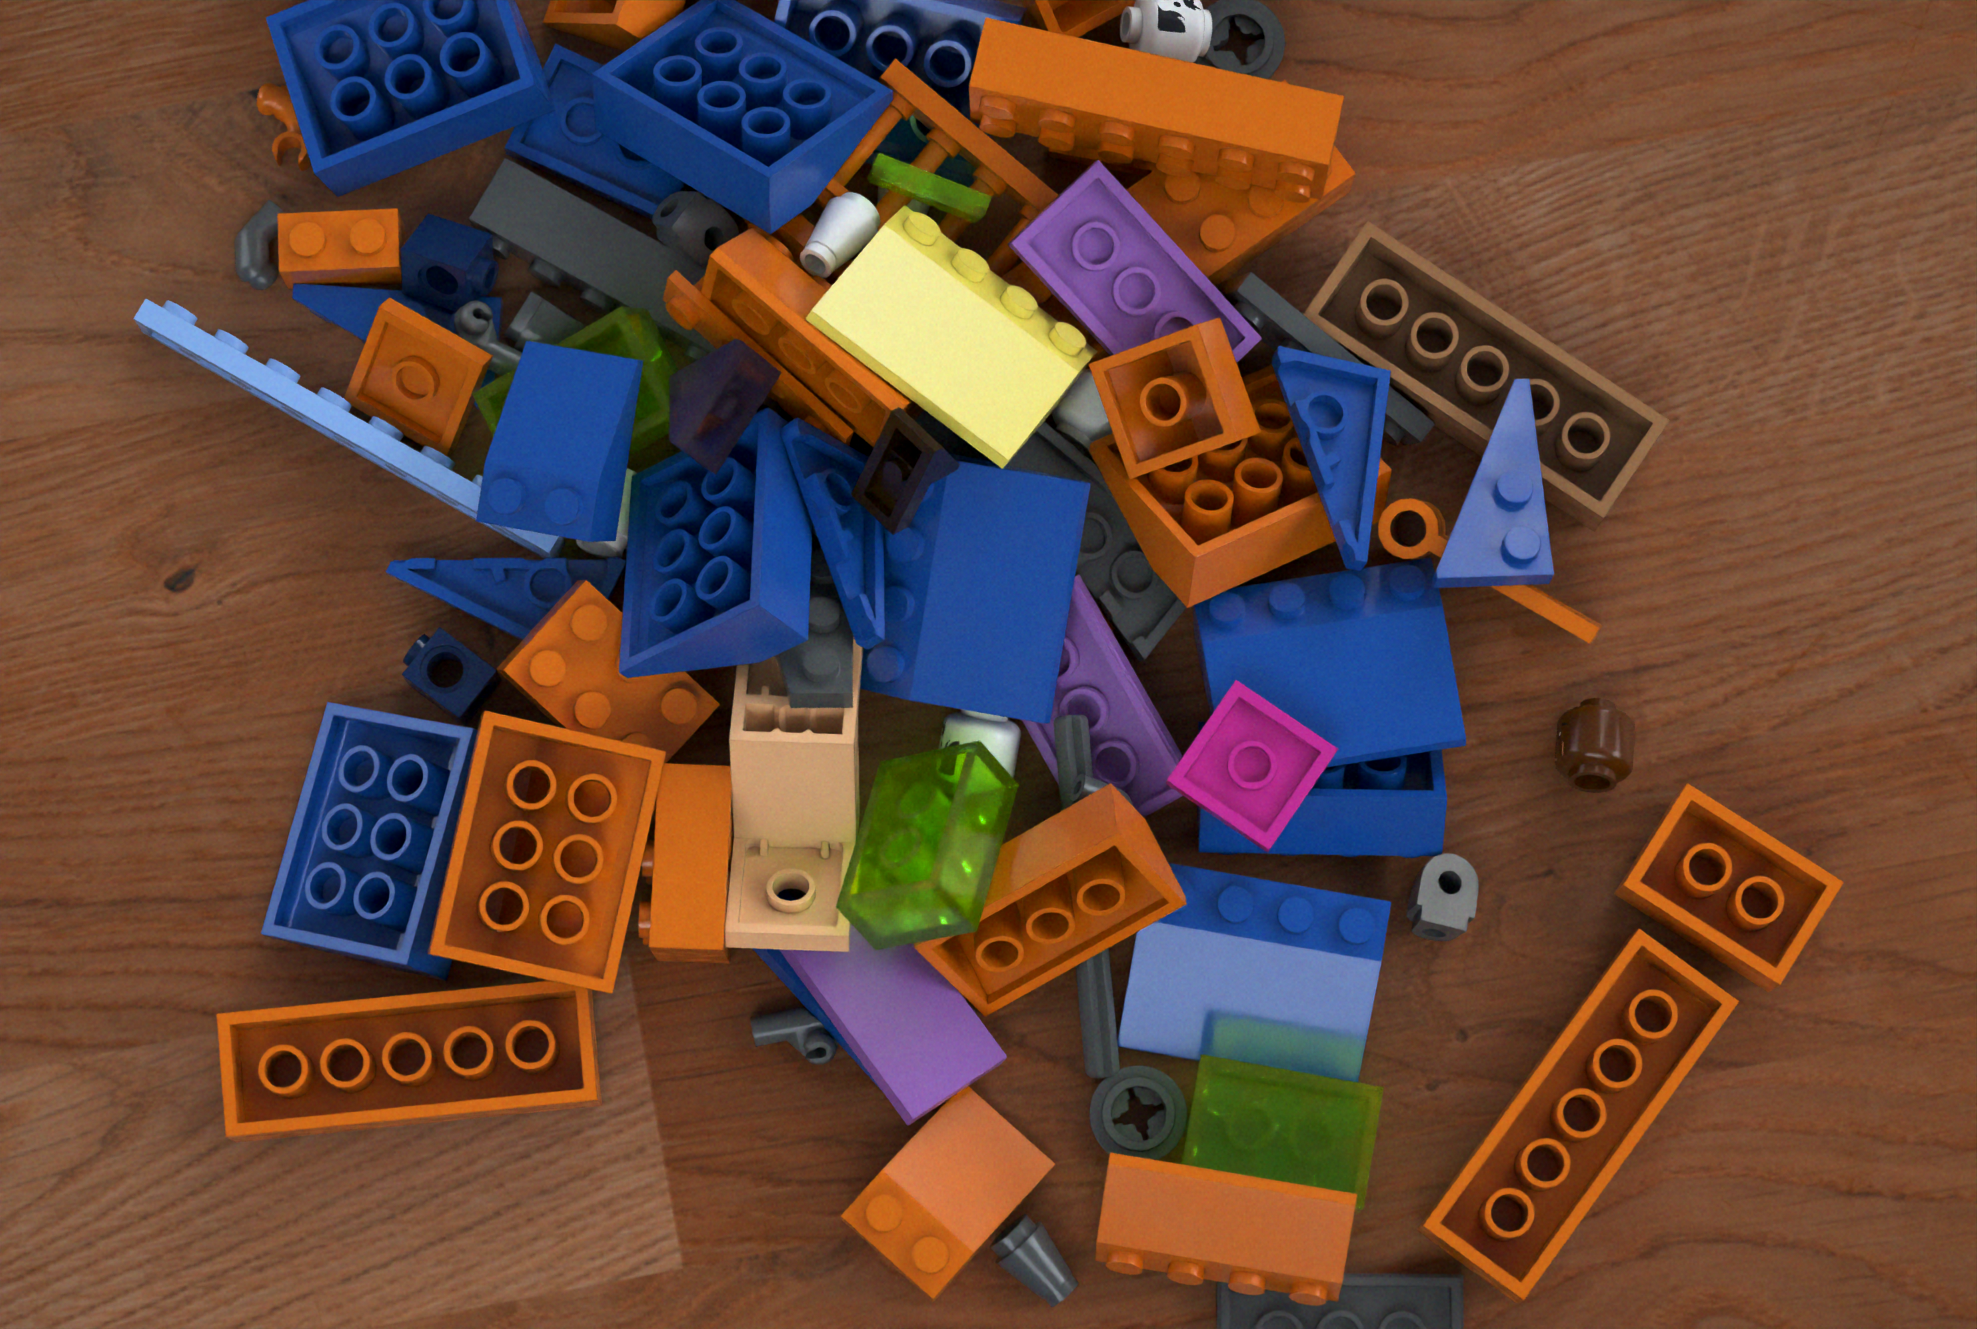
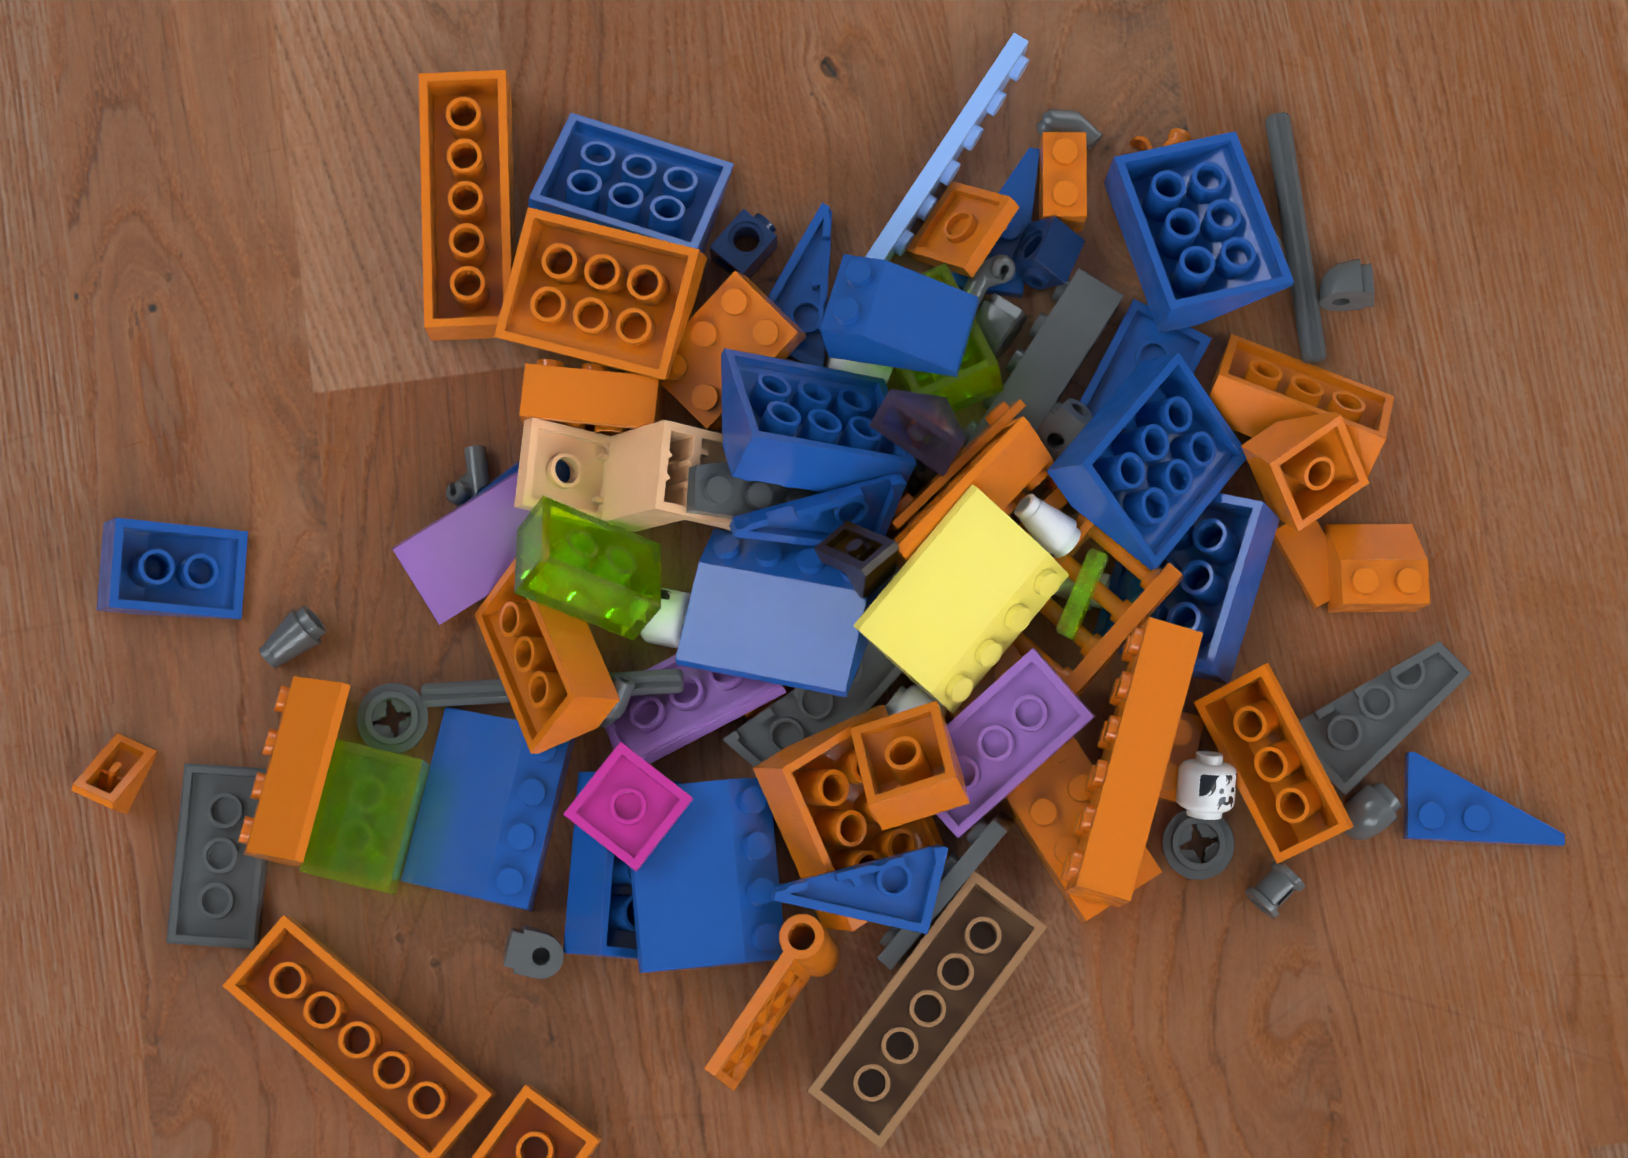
camera: 95 degrees right, 0 degrees up
(947, 1192) = (345, 577): orange slope -> none
(1503, 521) = (804, 1009): wing -> none
(1595, 745) = (640, 1076): reddish brown head -> none

